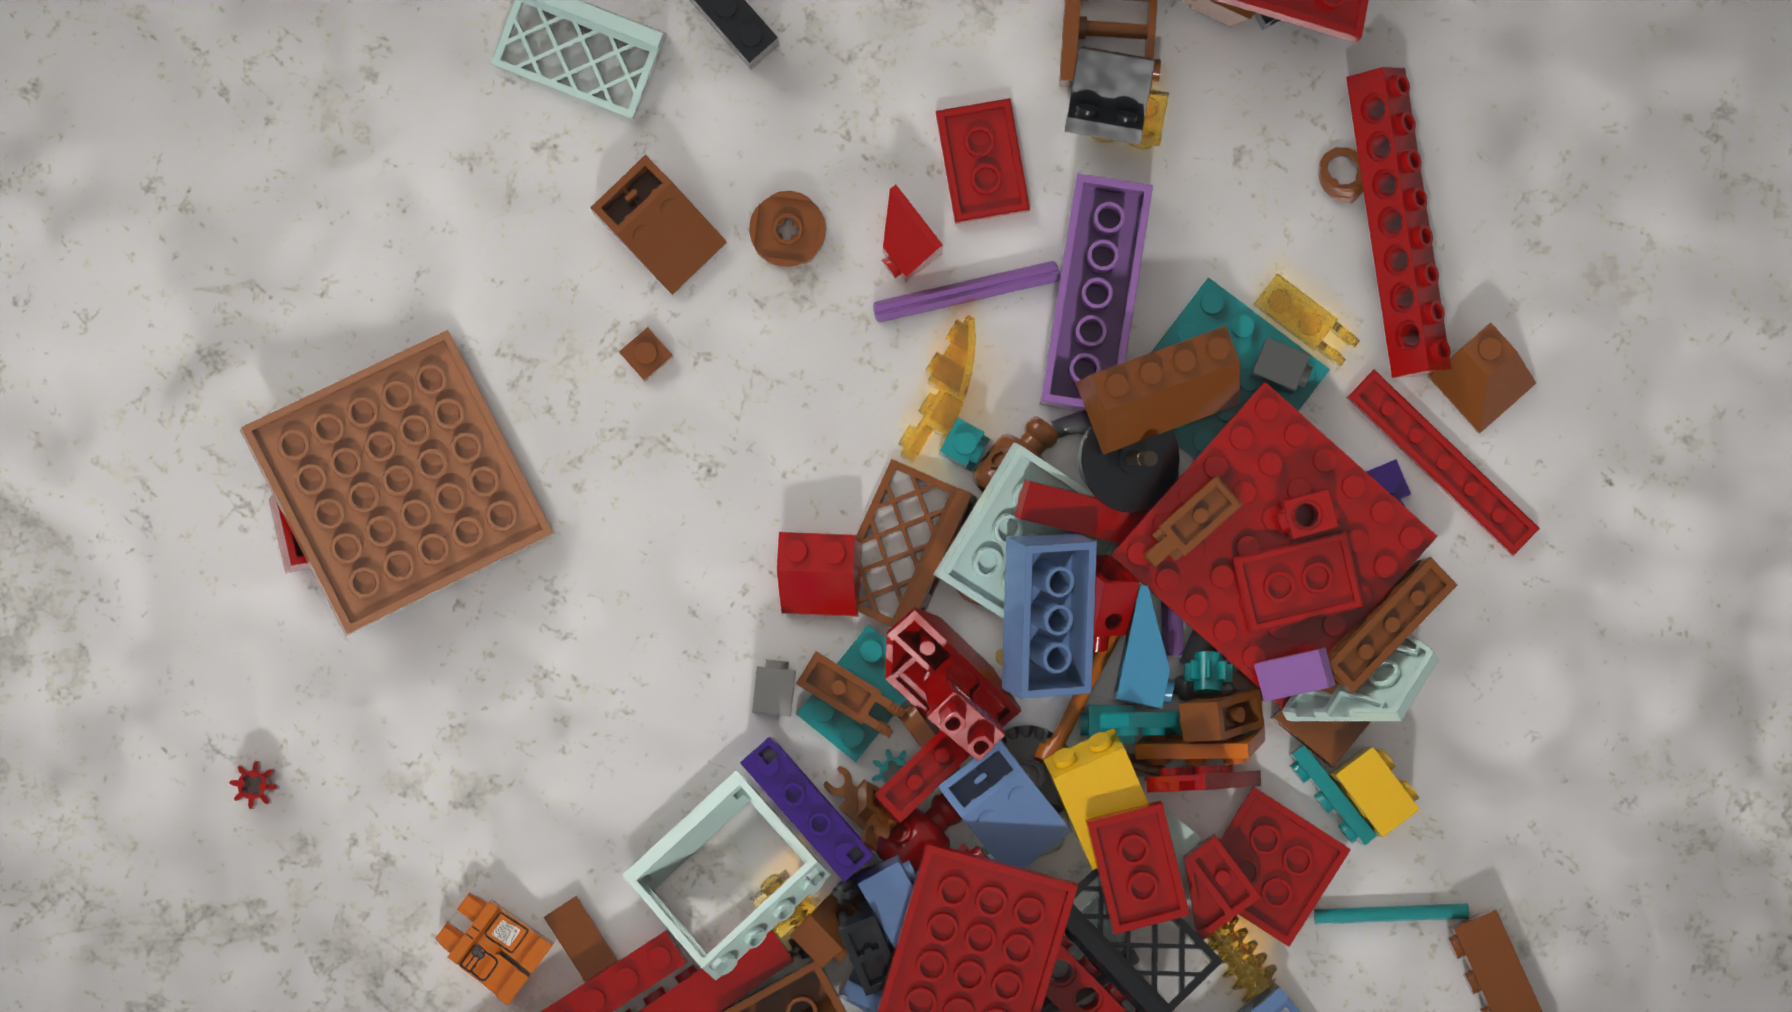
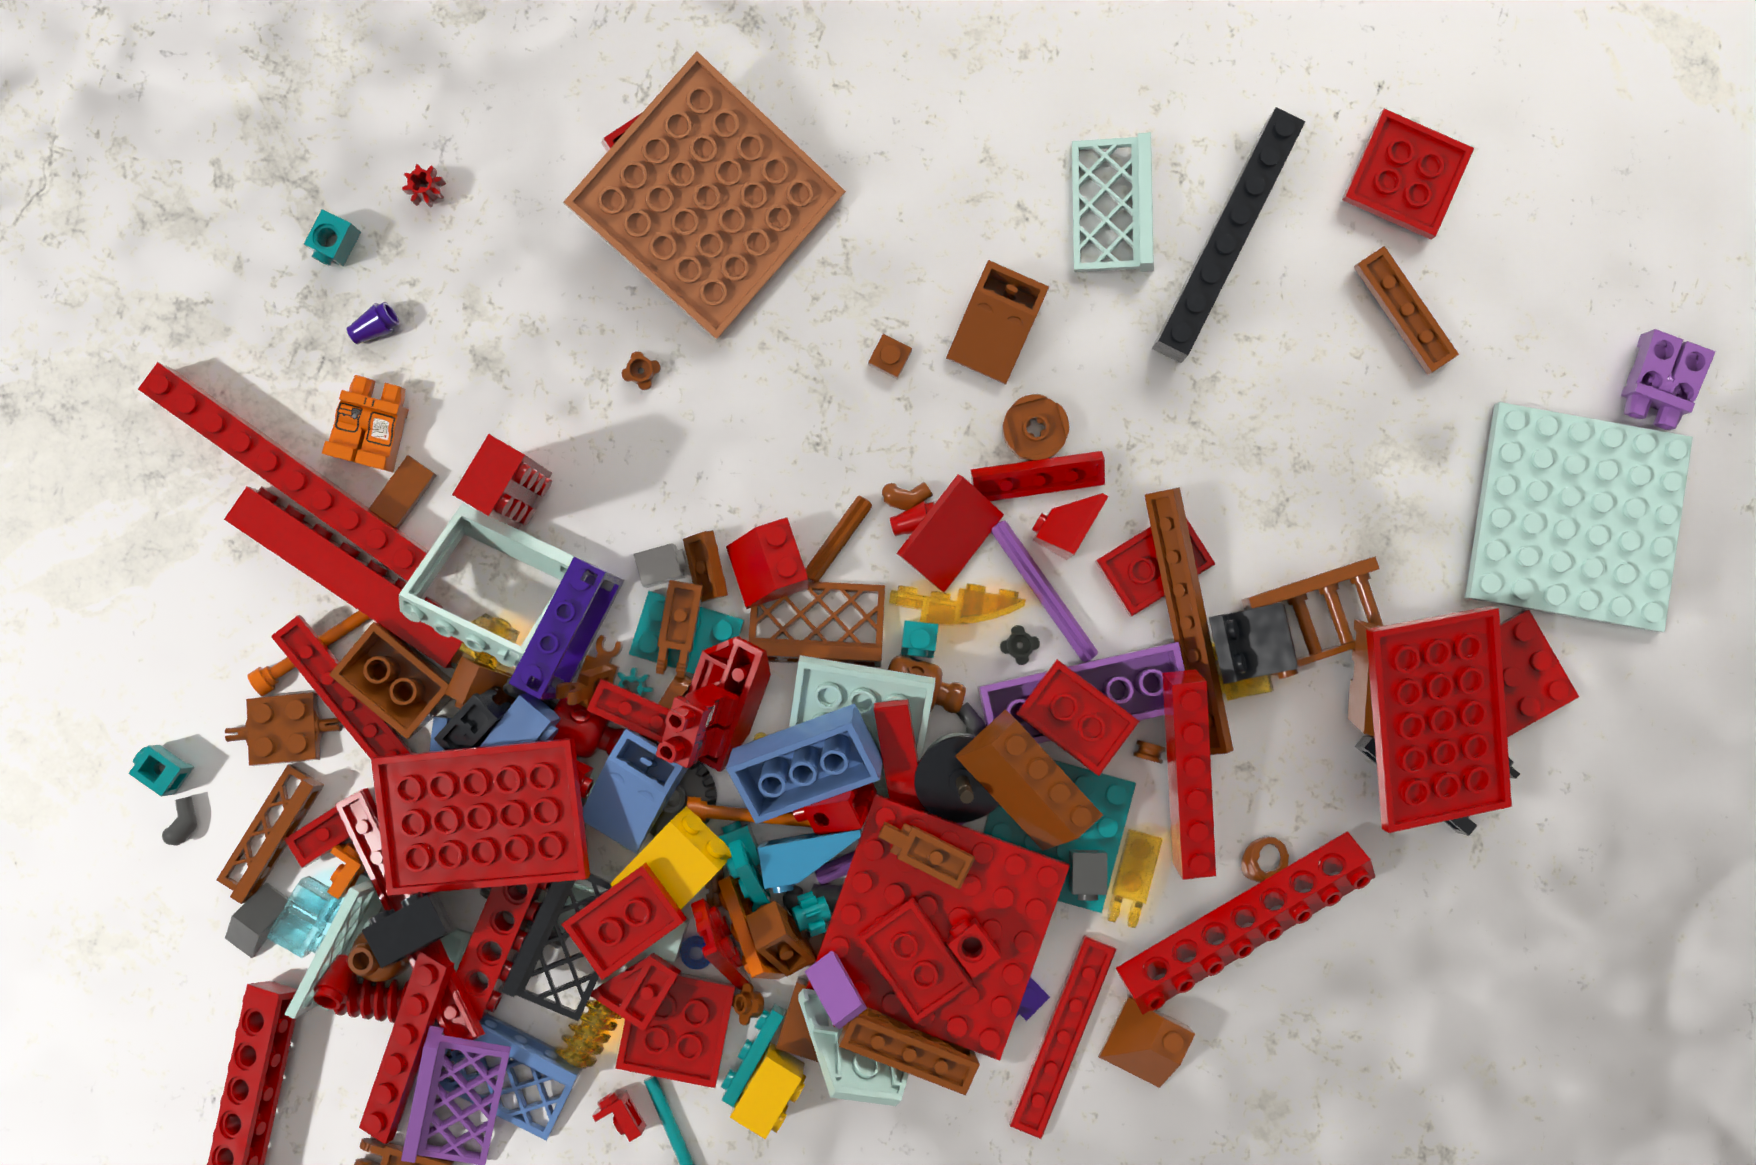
camera: 70 degrees right, 0 degrees up
(256, 903) = (323, 228): none -> teal brick
(384, 899) = (373, 323): none -> dark purple cone
(542, 626) = (636, 362): none -> dark orange plate
(626, 813) = (503, 483): none -> red brick
(792, 641) = (705, 565): none -> dark orange plate
(808, 399) = (905, 499): none -> dark orange arm
(820, 487) = (838, 538): none -> dark orange axle
(835, 396) = (908, 520): none -> red cone
(841, 248) = (1040, 476): none -> red plate
(865, 366) = (950, 533): none -> red tile
(1012, 351) = (1010, 645): none -> pearl dark grey plate
(1059, 151) = (1186, 604): none -> dark orange plate
(1114, 310) = (1077, 717): none -> red tile
(1181, 249) = (1149, 751): none -> dark orange bush
(1189, 813) = (685, 953): none -> clear blue plate
(1219, 218) = (1189, 773): none -> red brick
(1277, 780) = (748, 1004): none -> dark orange plate
(1345, 955) = (626, 1116): none -> red bracket

